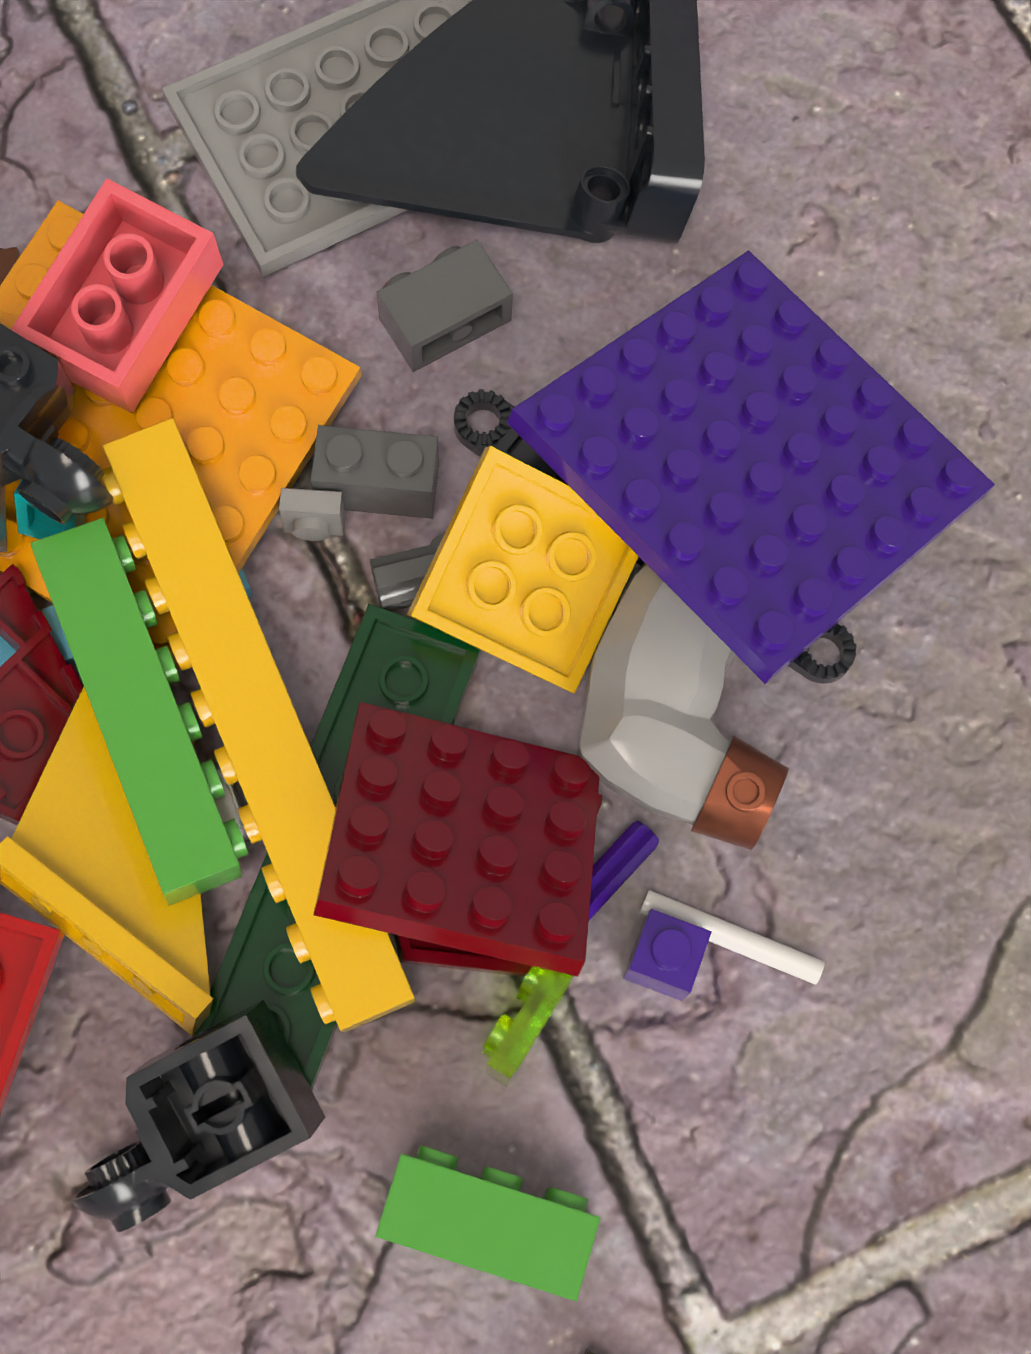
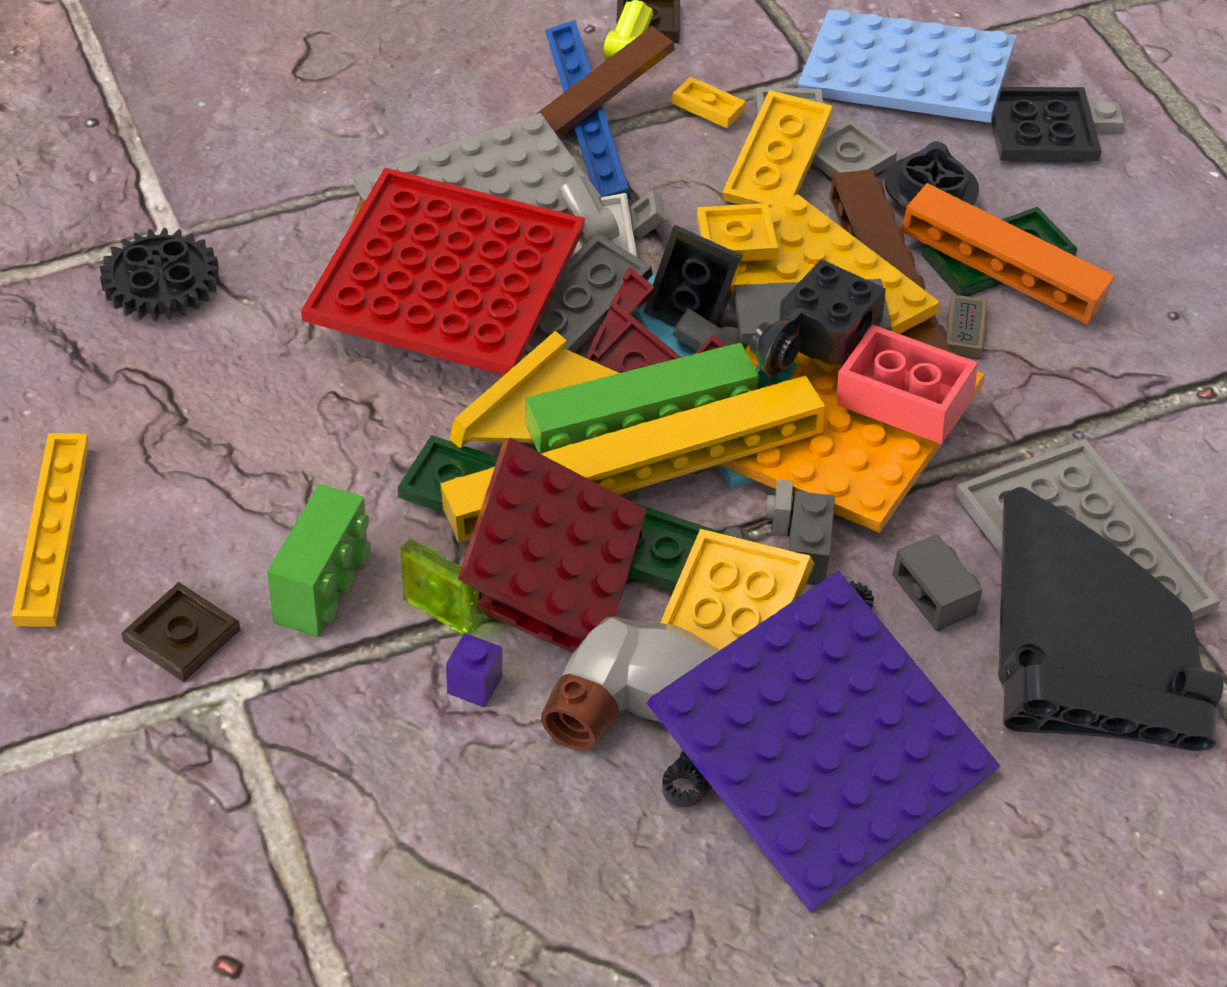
camera: 95 degrees right, 25 degrees down
(204, 1118) = (403, 432): black brick -> none
(620, 863) = (532, 652): dark purple axle -> none
(740, 939) = (485, 719): white piece -> none

